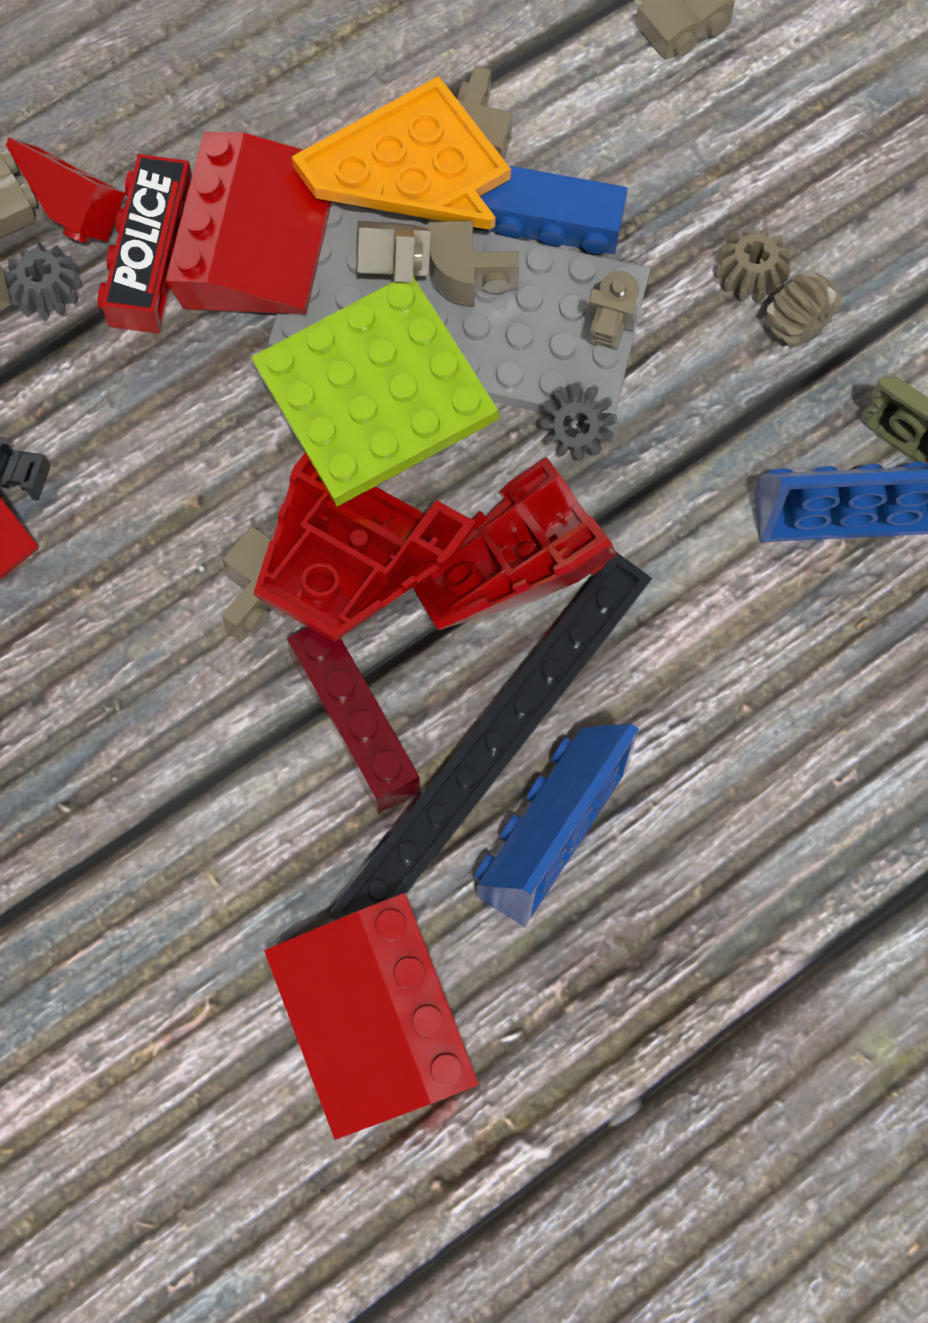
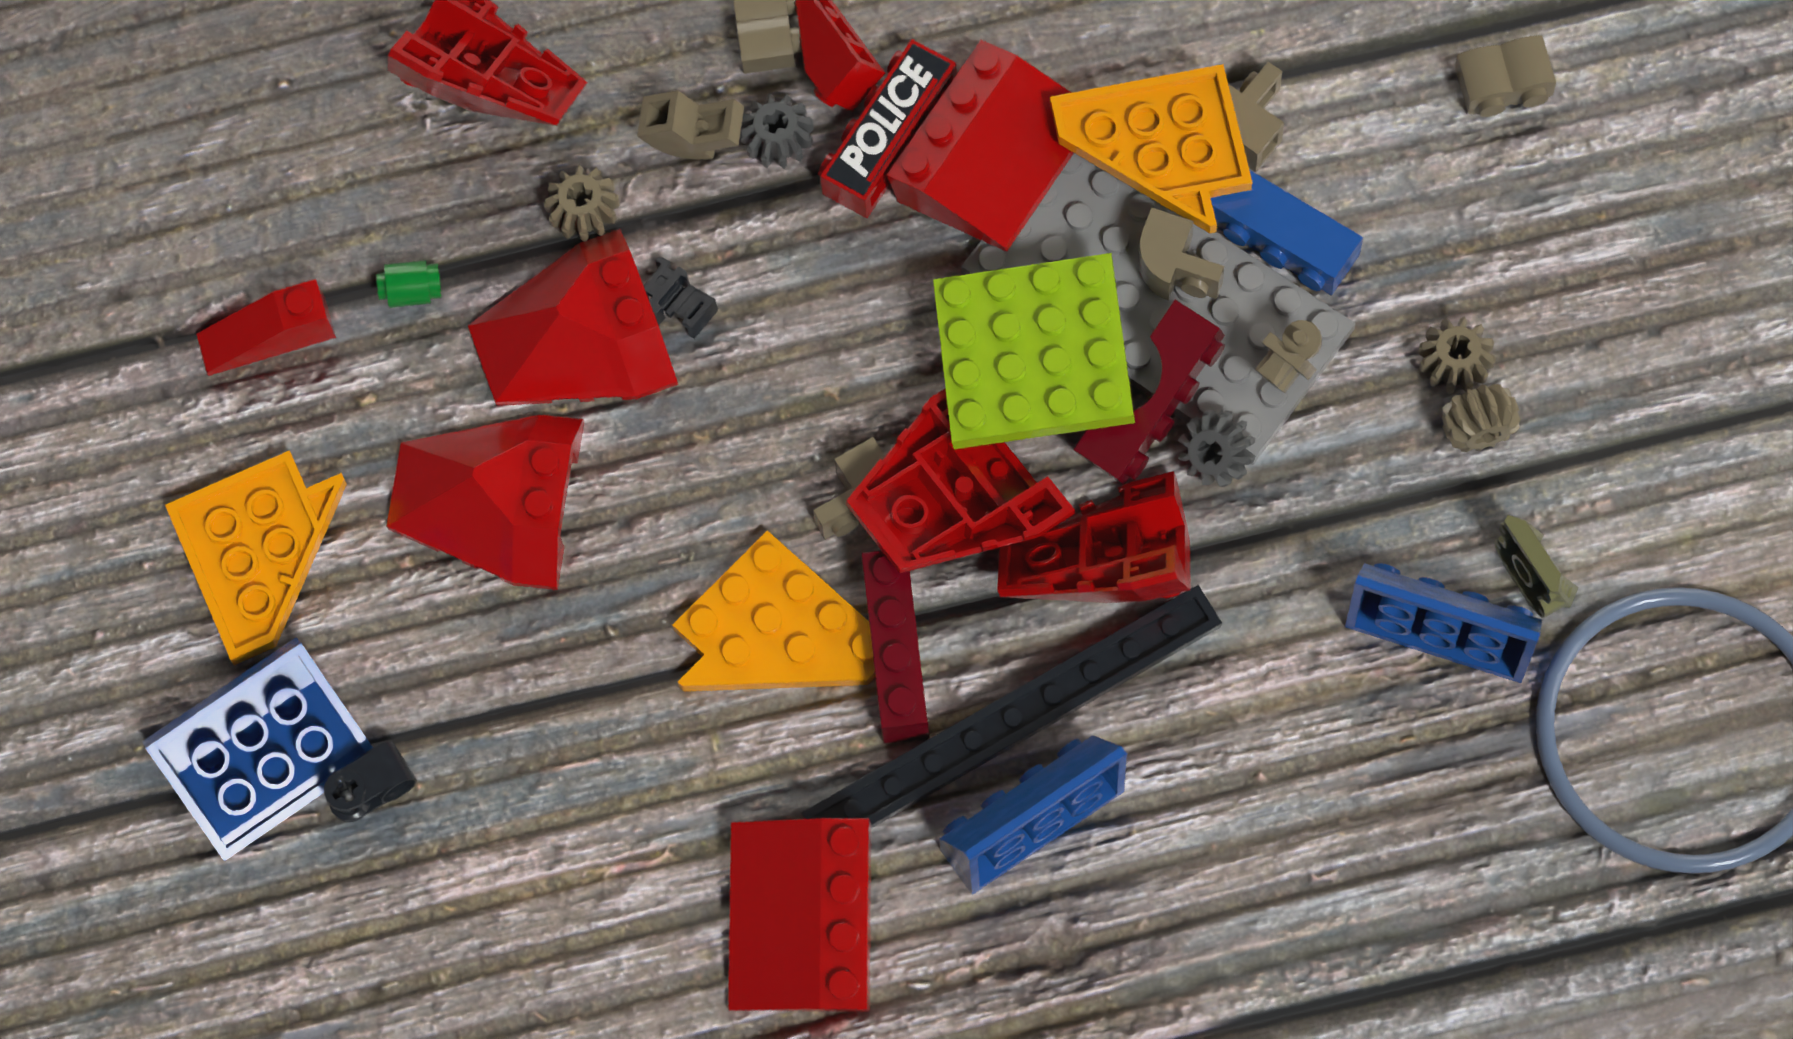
camera: 30 degrees right, 0 degrees up
(227, 744) = (774, 628): none -> light orange wing
(393, 250) = (1107, 221): brick -> none
(509, 335) = (1185, 347): none -> dark red arch

